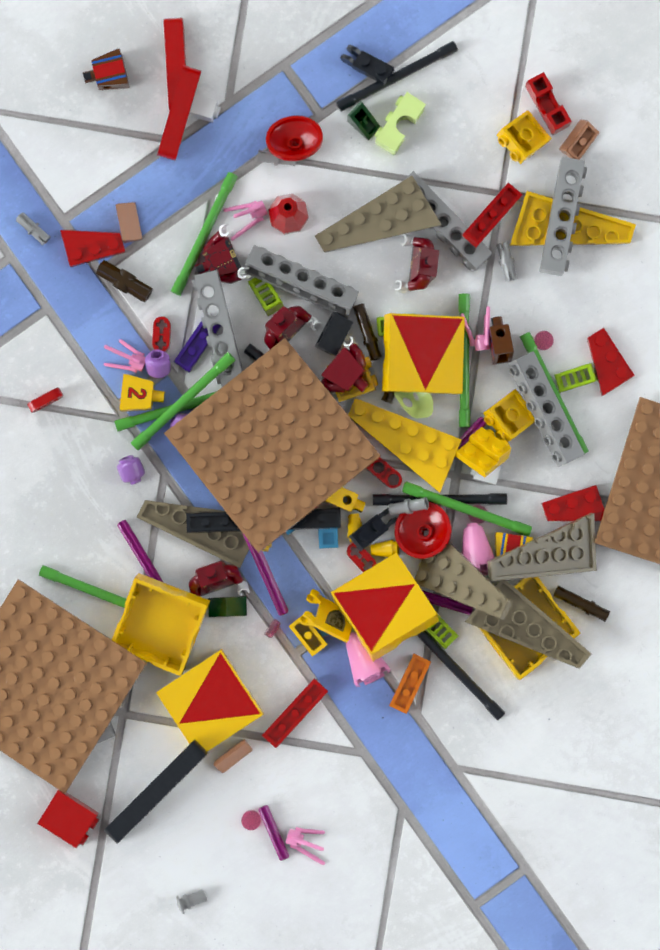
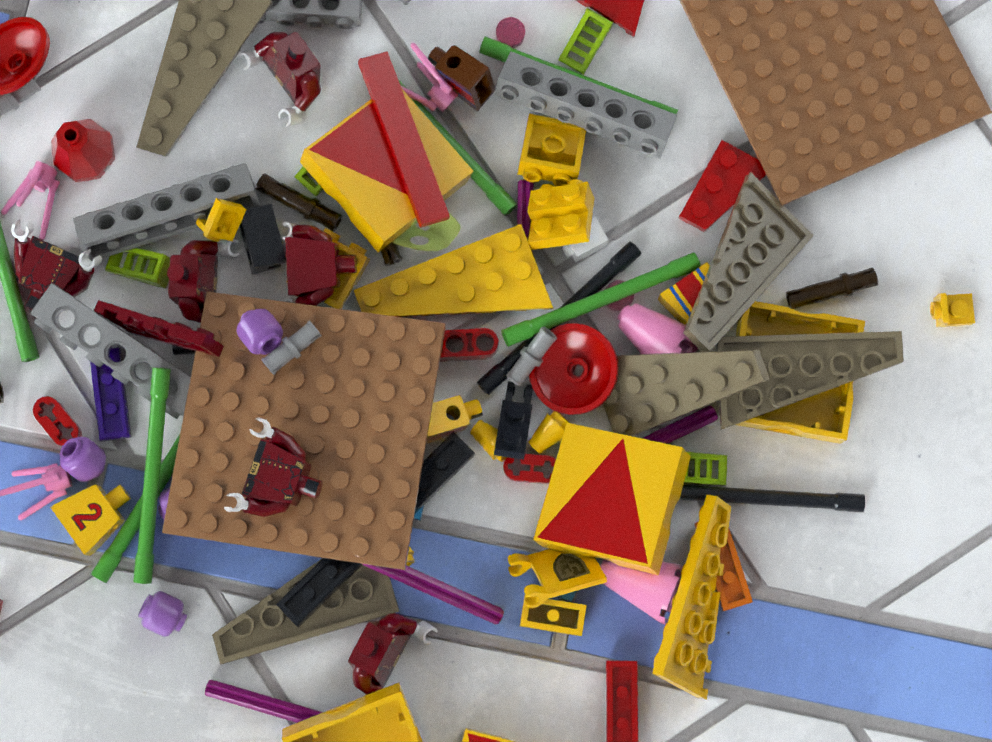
camera: 45 degrees left, 5 degrees down
(227, 606) = (426, 671): dark green slope -> none
(239, 456) = (276, 475): none -> dark red torso
(247, 337) = (160, 329): none -> dark red wing
(272, 628) = (503, 647): clear pink tile -> none
(291, 381) = (259, 331): none -> medium lavender head
(299, 402) = (291, 347): none -> light grey pin
(322, 310) = (222, 220): none -> yellow bracket
(328, 538) = (471, 480): dark azure plate -> none
(378, 690) = (695, 606): none -> yellow wing
(442, 349) = (403, 139): none -> red tile
(629, 666) = (952, 310): none -> yellow bracket

